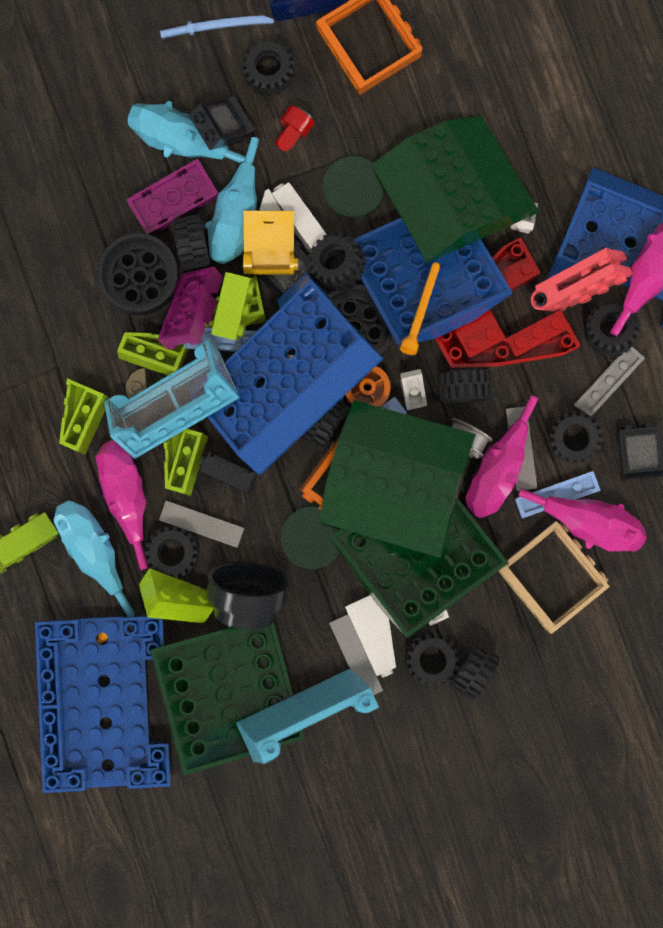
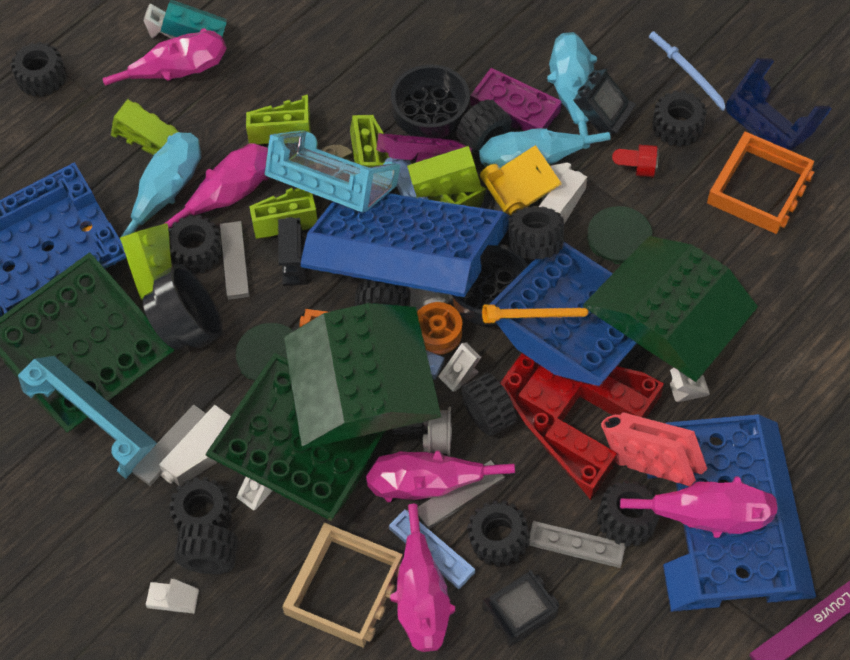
camera: 65 degrees right, 25 degrees down
(491, 714) = (172, 597): none -> white slope

